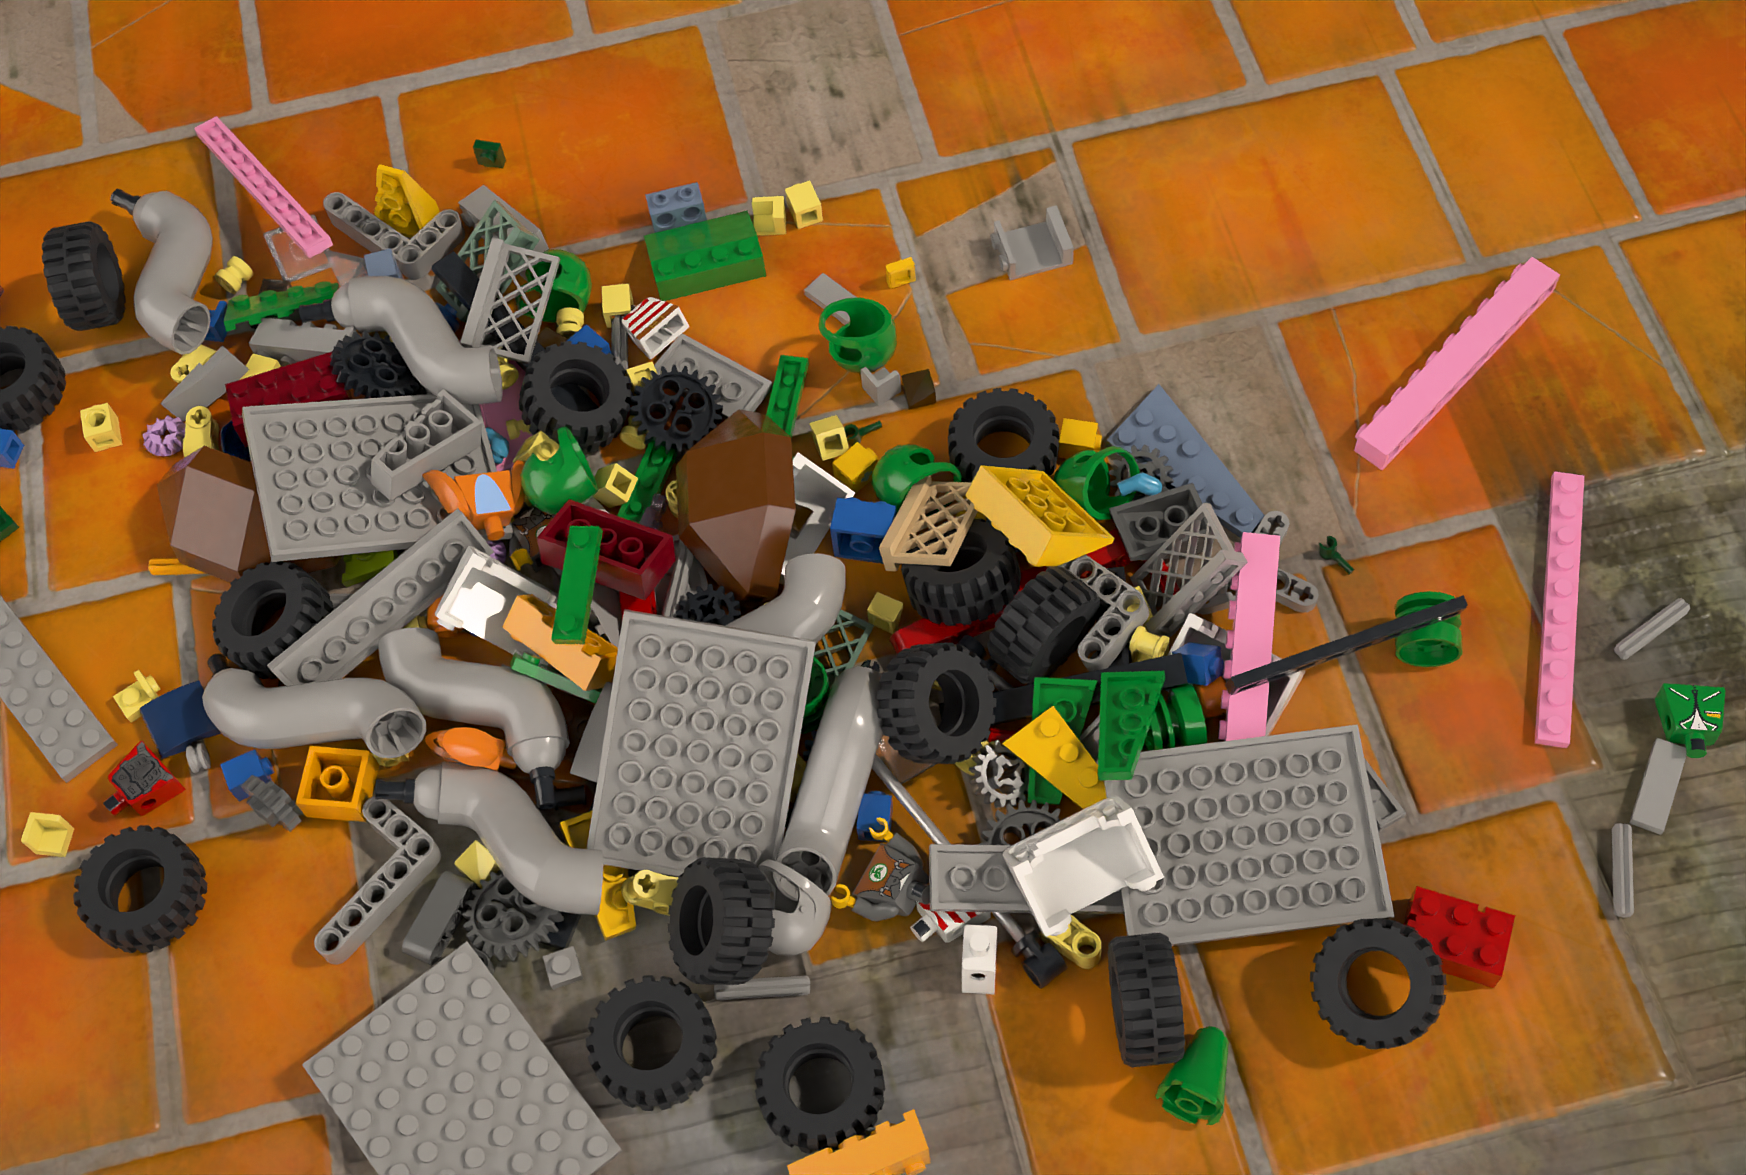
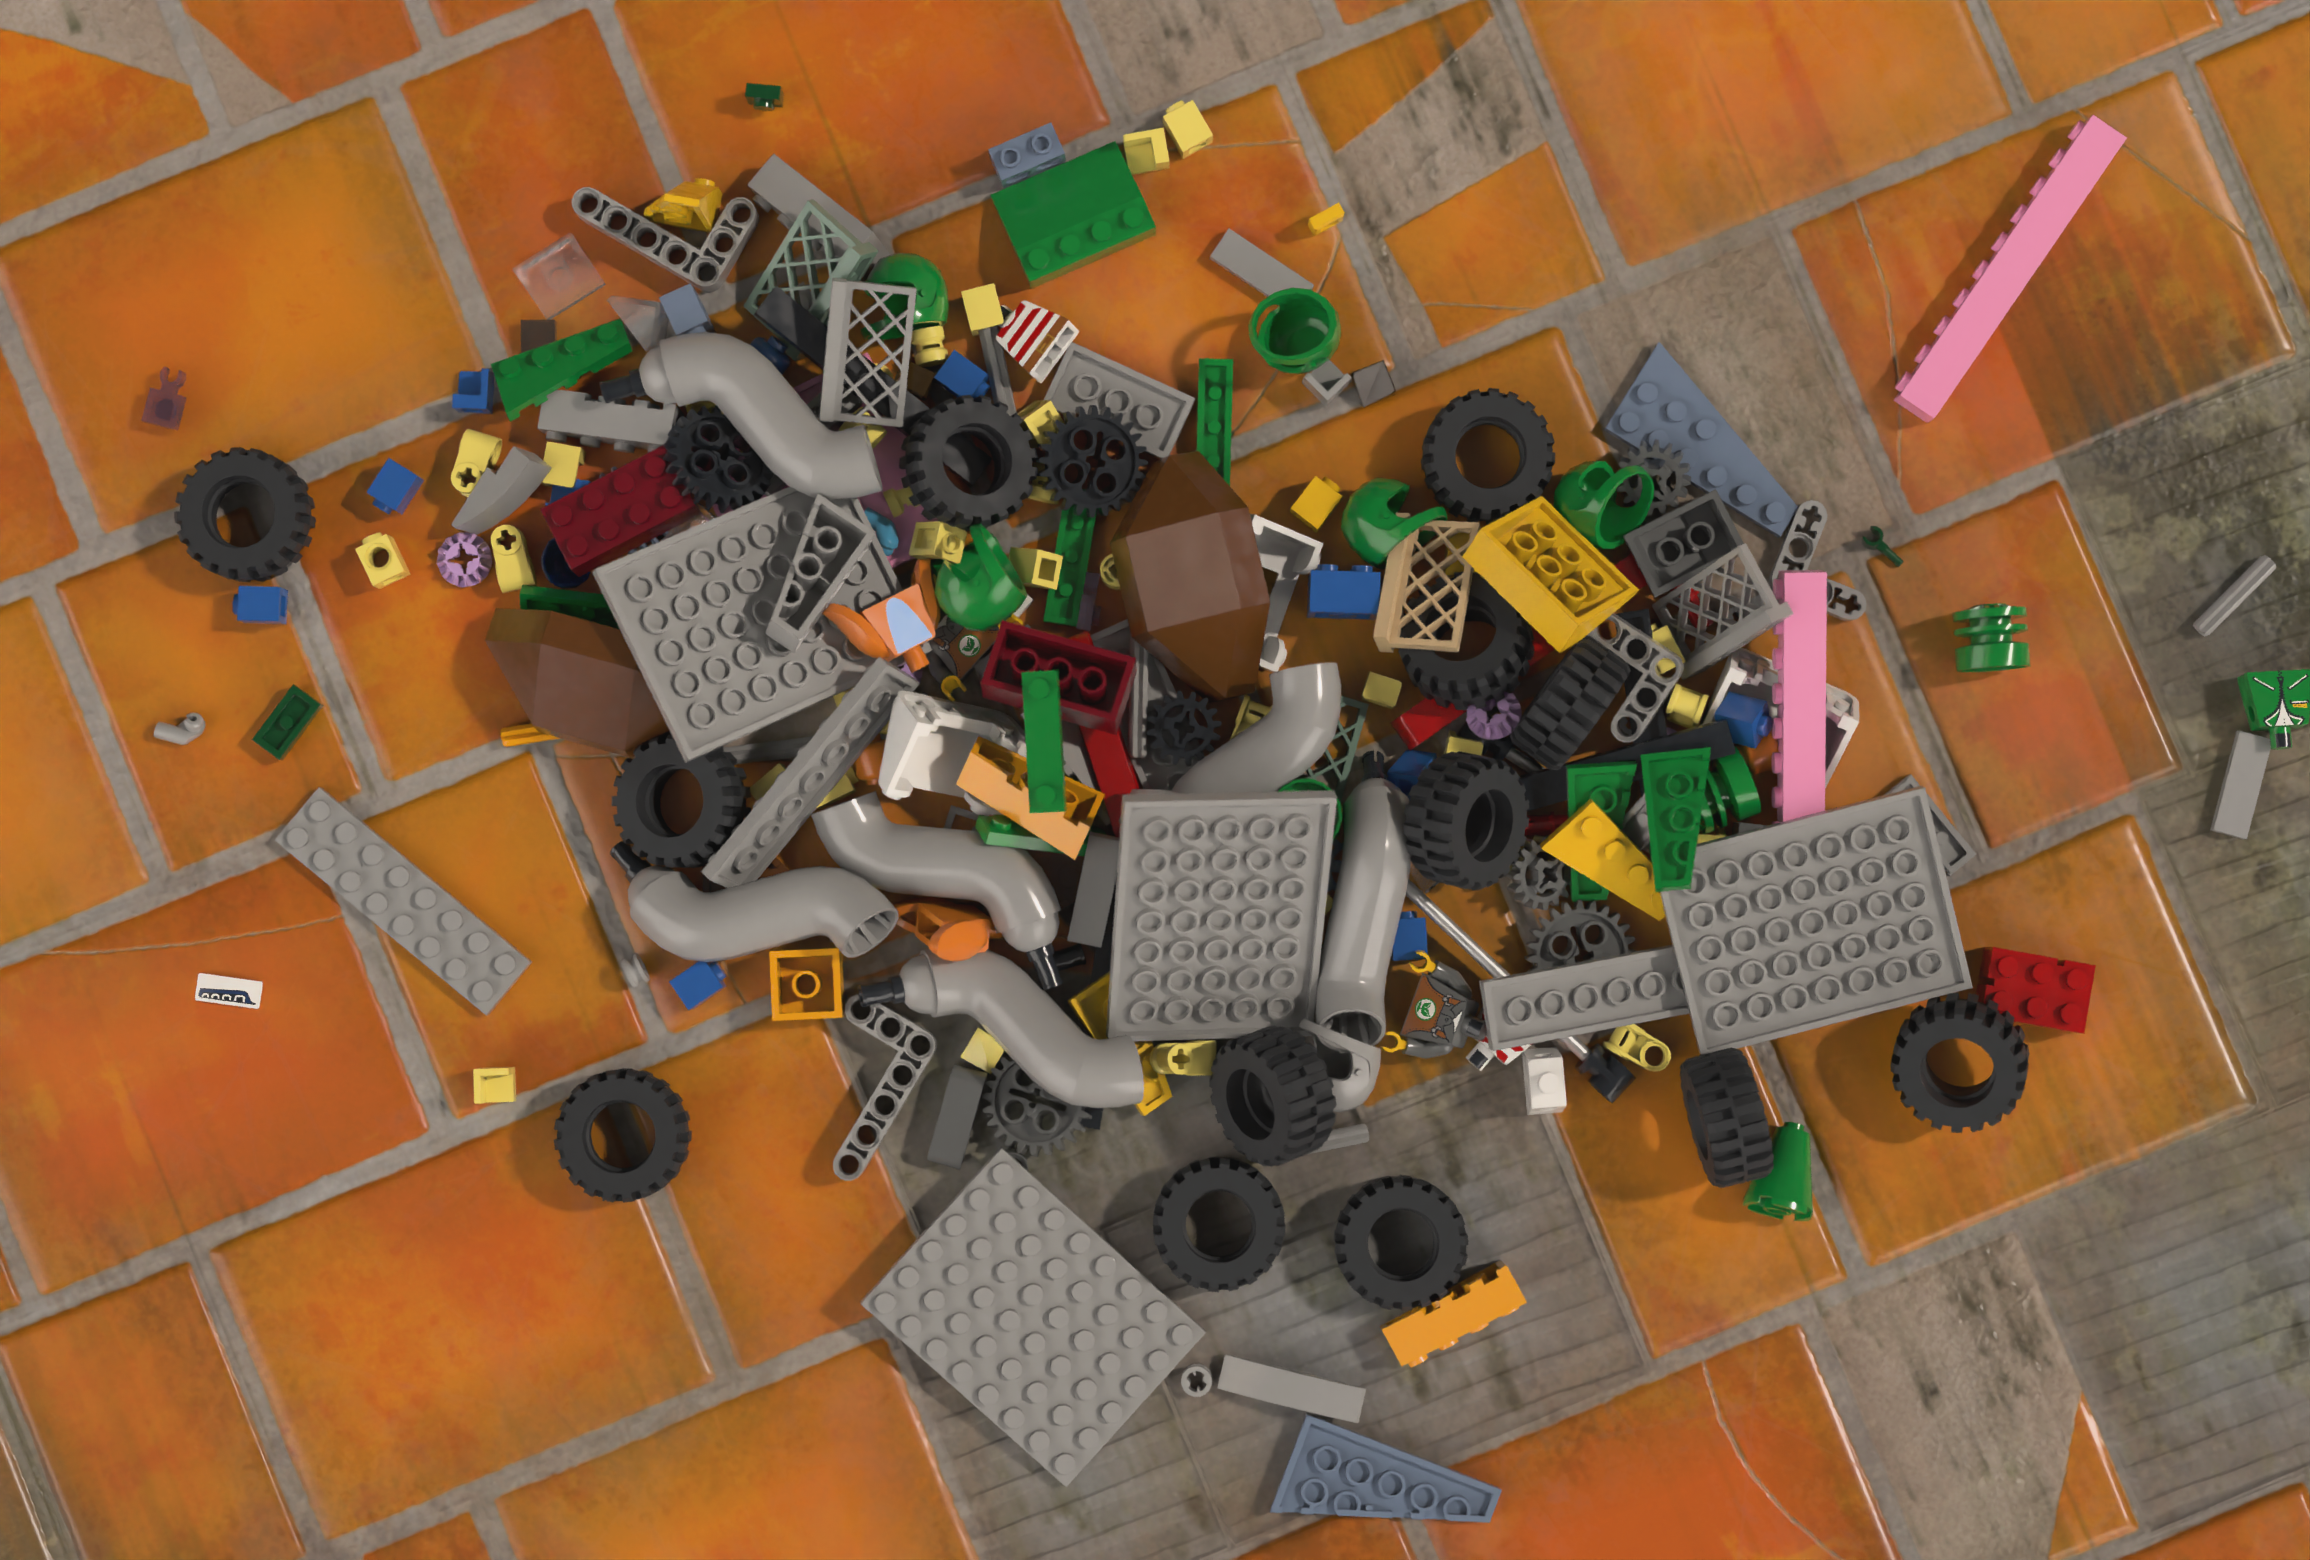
camera: 15 degrees left, 25 degrees up
(83, 276) = (306, 368): black tyre -> none
(128, 377) = (394, 487): none -> blue brick
(137, 695) = (541, 904): light yellow bracket -> none
(141, 782) = (580, 1008): torso -> none
(173, 268) = (411, 330): light grey animal -> none
(178, 719) = (597, 925): dark blue slope -> none
(234, 275) = (482, 320): light yellow wheel -> none
(264, 187) = (489, 196): bright pink plate -> none
(271, 803) = (741, 1020): dark grey gear -> none
(563, 967) = (1101, 1149): light grey plate -> none
(829, 437) = (1279, 470): light yellow brick -> none
(853, 429) = (1314, 447): dark green hand -> none
(980, 636) = (1501, 724): none -> lavender gear
(1034, 247) = (1483, 156): light grey panel -> none
(1077, 437) = (1575, 433): yellow brick -> none
(1082, 862) = (1642, 978): white windscreen -> none
(1142, 483) = (1658, 499): dark azure arm -> none
(1346, 645) = (1908, 695): black tile -> none
(1560, 611) = (2134, 578): bright pink plate -> none
(1622, 870) = (2204, 887): light grey axle -> none

